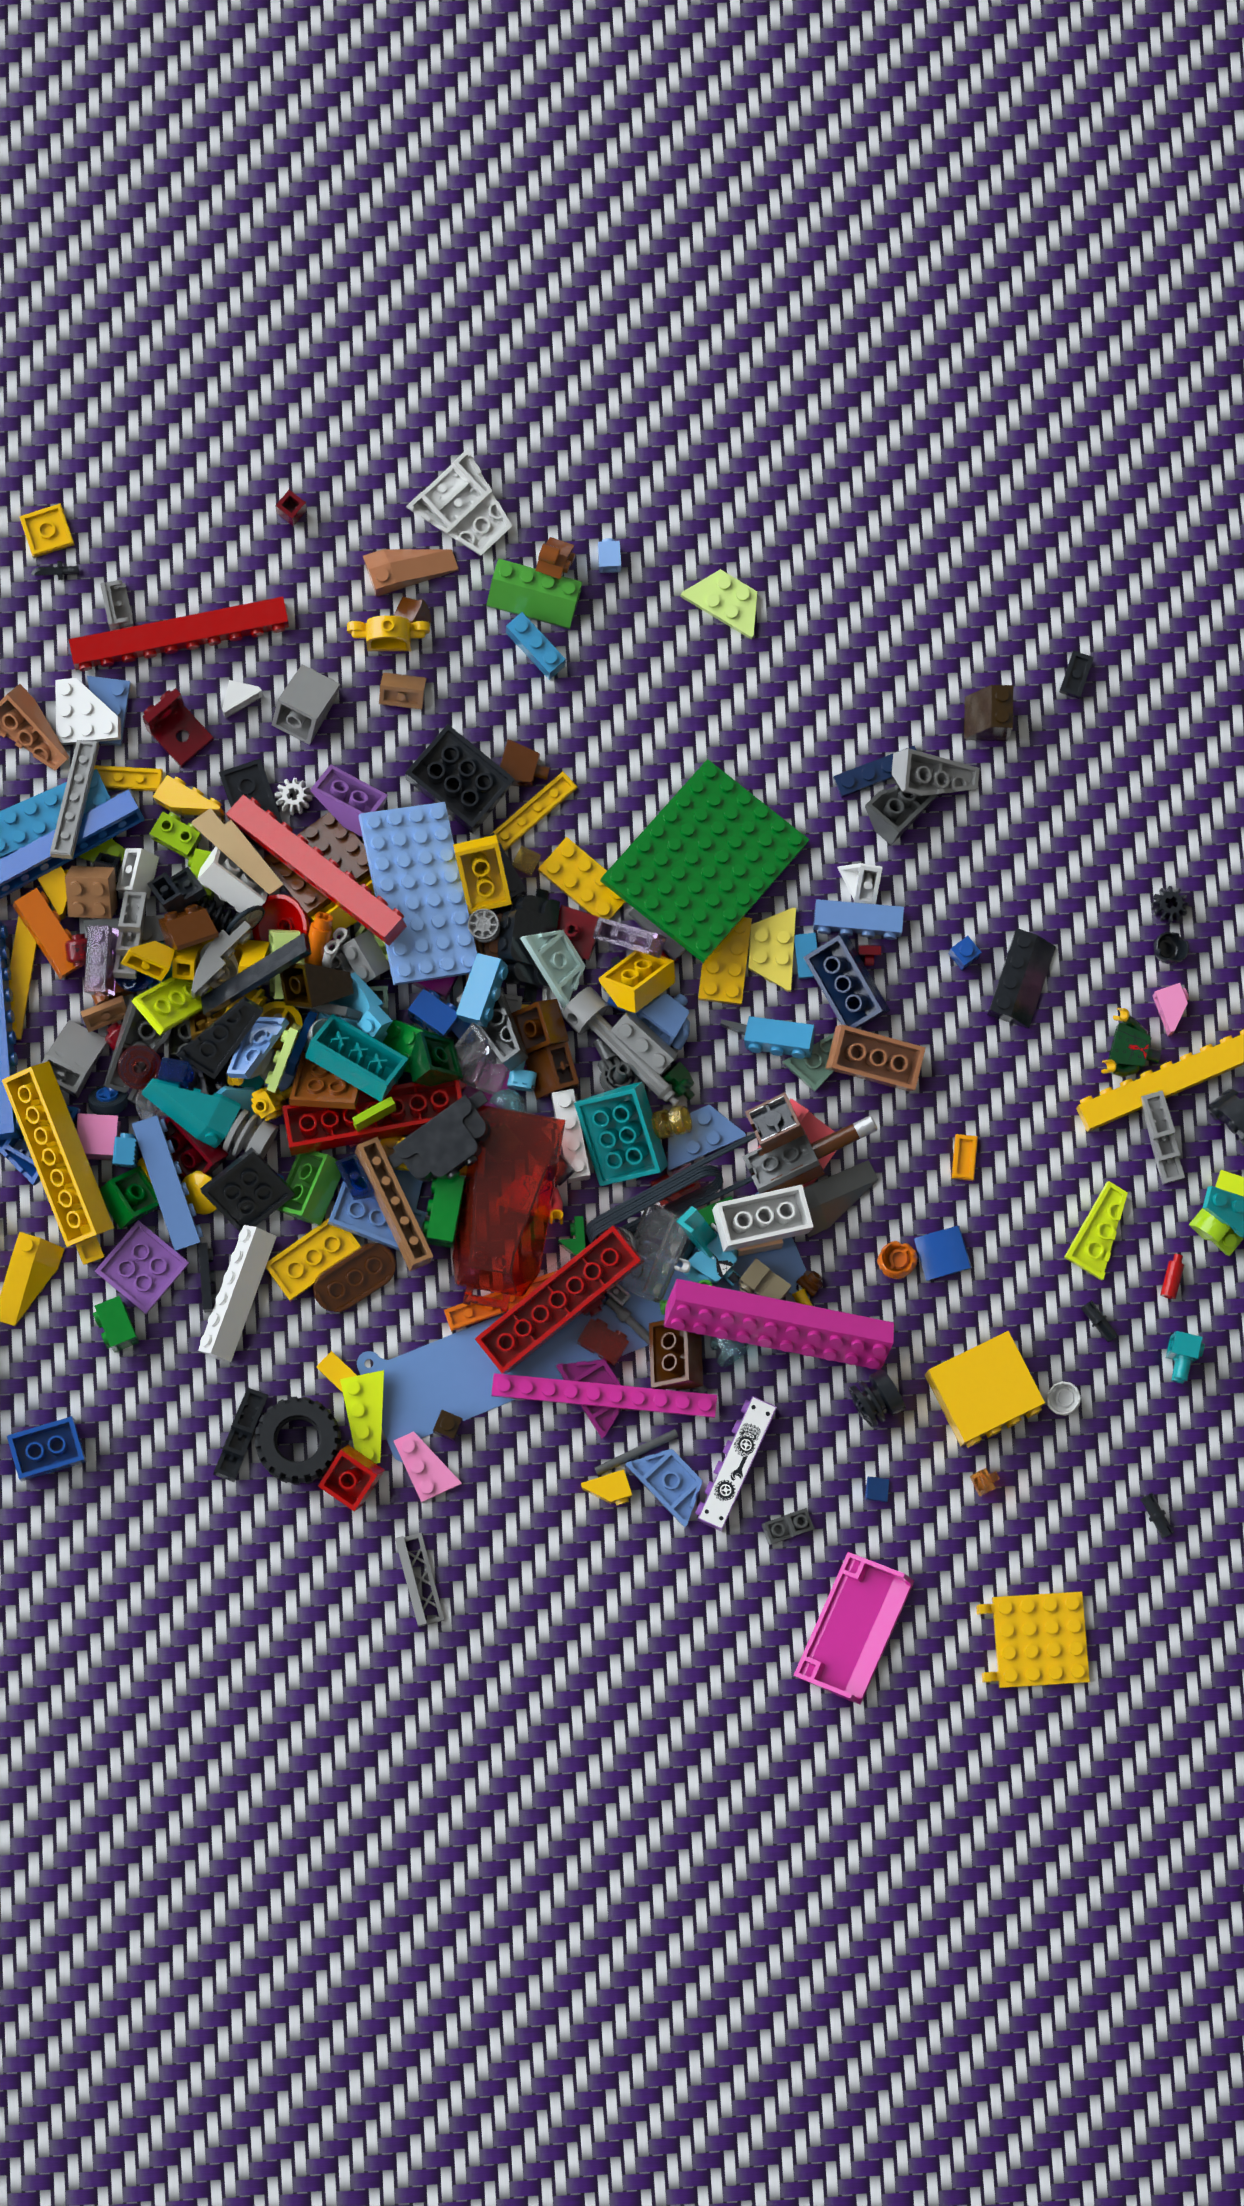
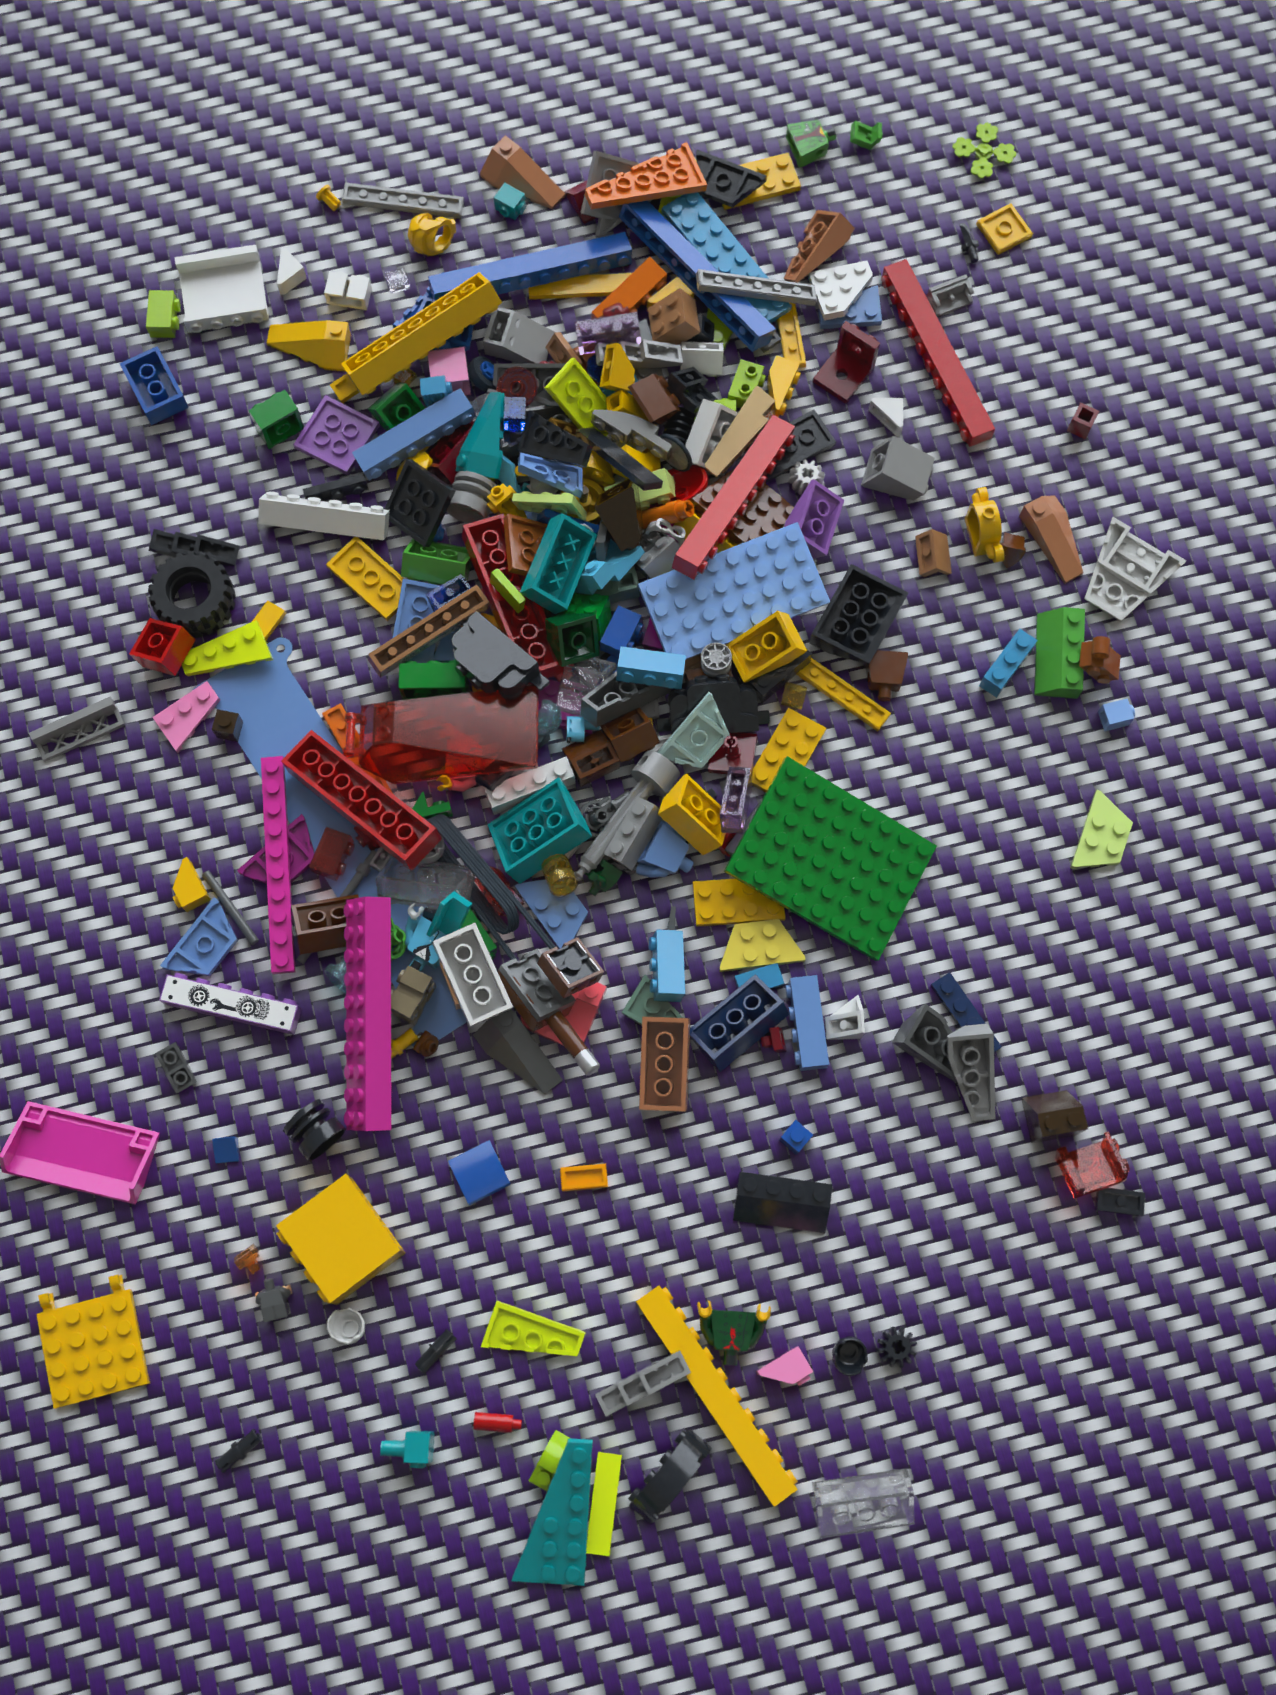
camera: 85 degrees right, 5 degrees down
(354, 1277) = (357, 616): reddish brown tile -> none
(897, 1260) = (463, 1126): orange hair -> none
(1028, 1463) = (273, 1300): none -> dark grey piece
(1041, 690) = (1093, 1166): none -> clear red panel

